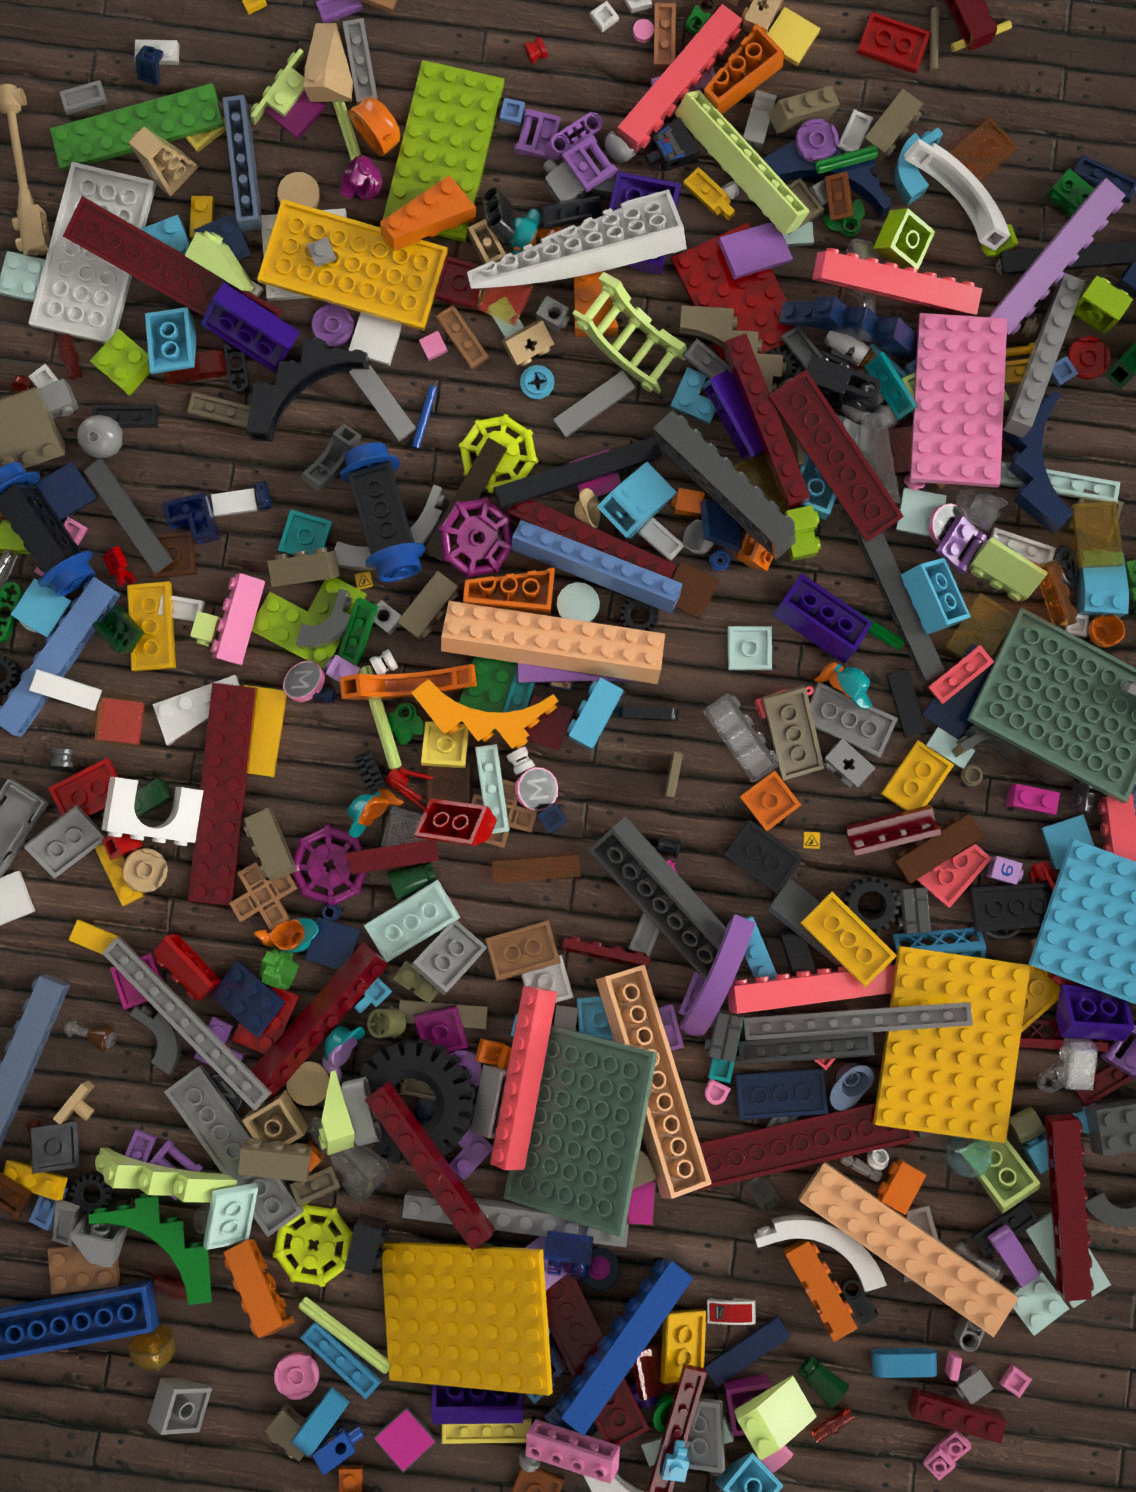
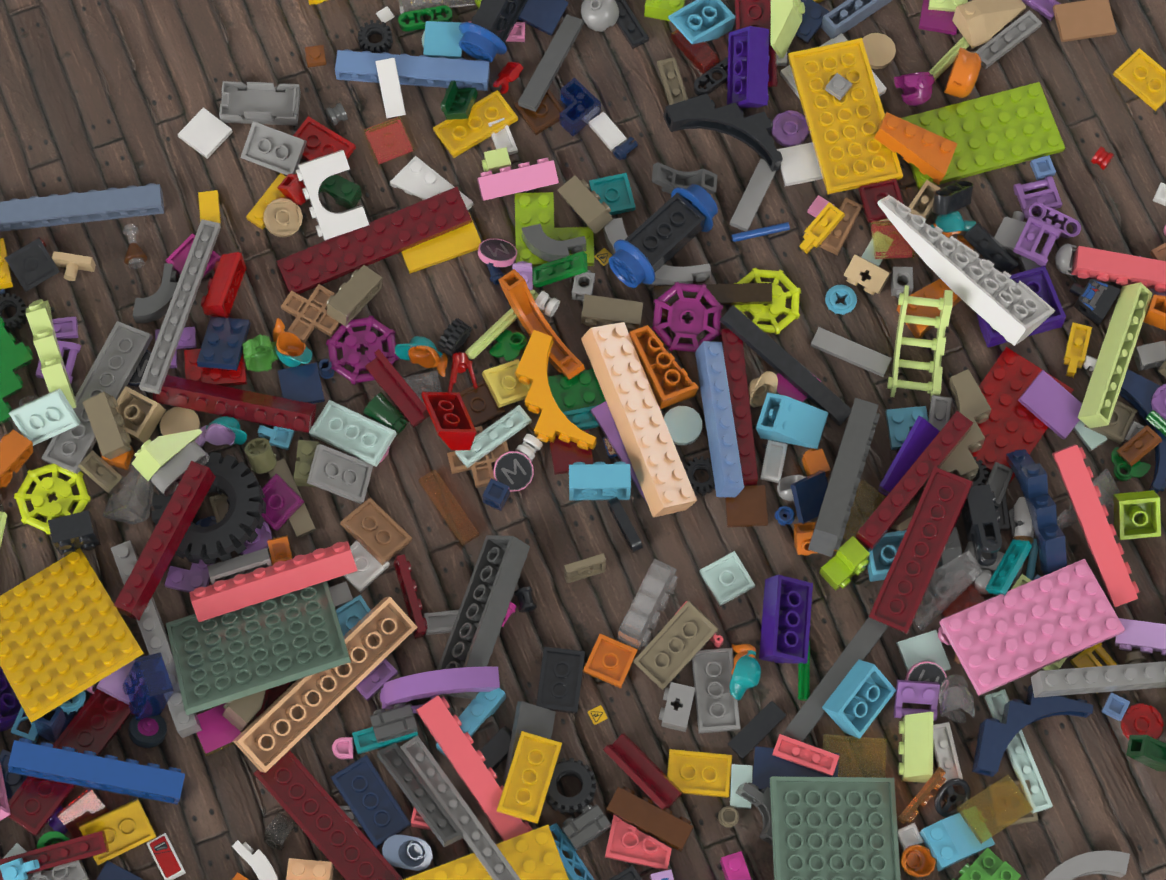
camera: 60 degrees right, 15 degrees down
(455, 356) = (821, 227): none -> yellow hinge

